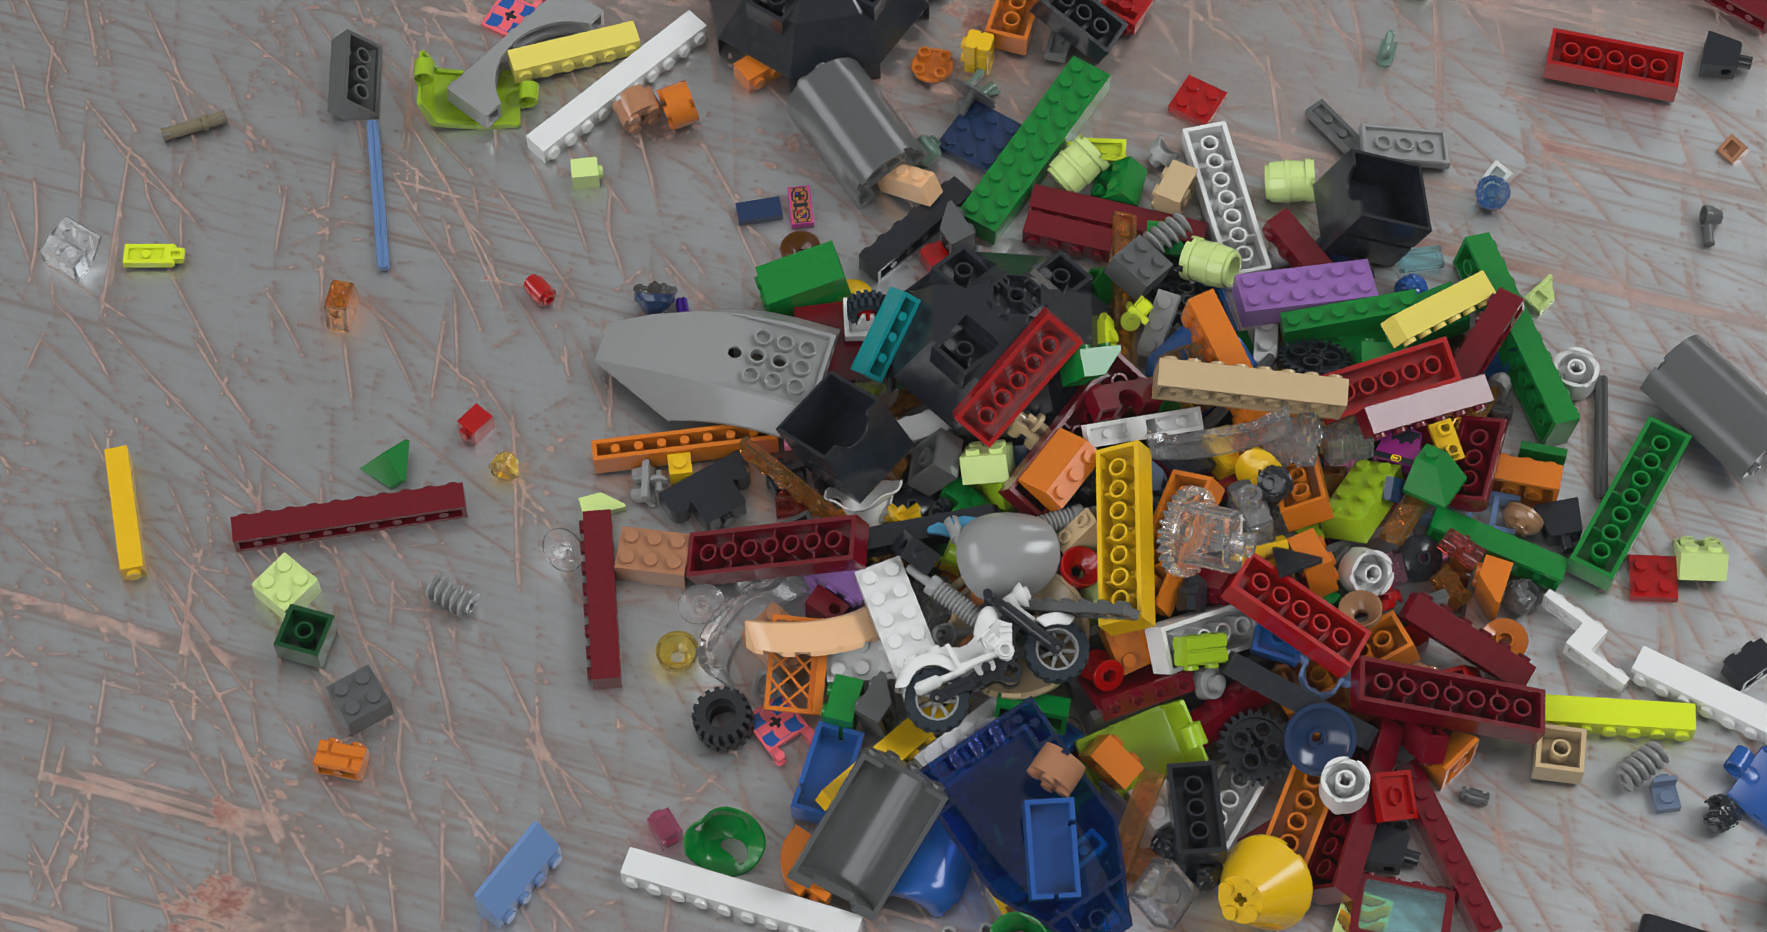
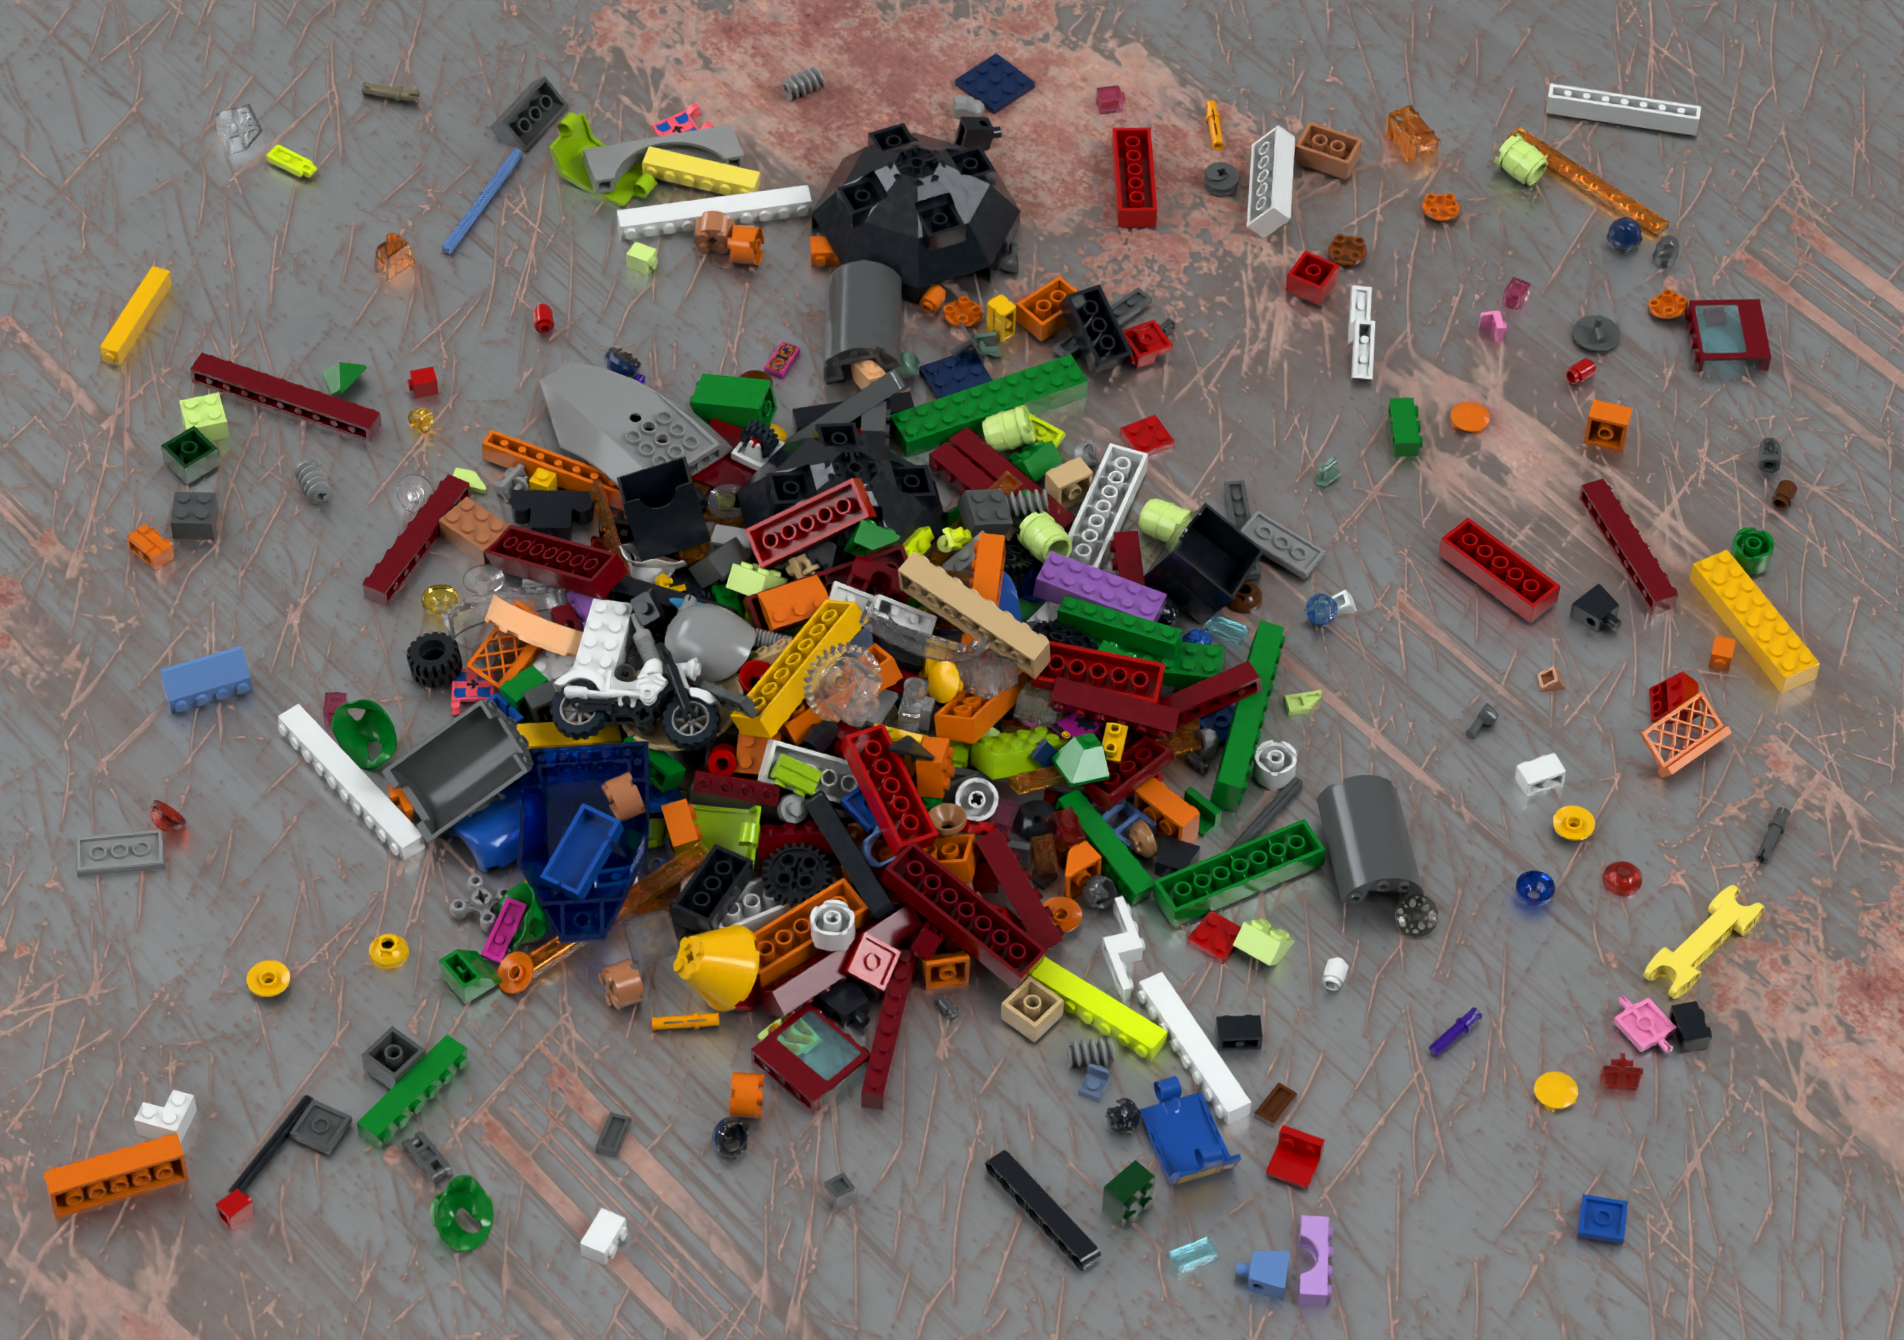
camera: 30 degrees right, 10 degrees down
(759, 210) = (749, 347): dark blue tile -> none
(885, 334) = (754, 460): teal brick -> none
(895, 66) = (932, 299): none -> orange brick
(919, 229) = (856, 404): none -> dark grey beam
(1274, 483) = (944, 692): black piece -> none
(1335, 740) = (831, 870): dark blue dish -> none
(1438, 309) = (1184, 650): light yellow brick -> none

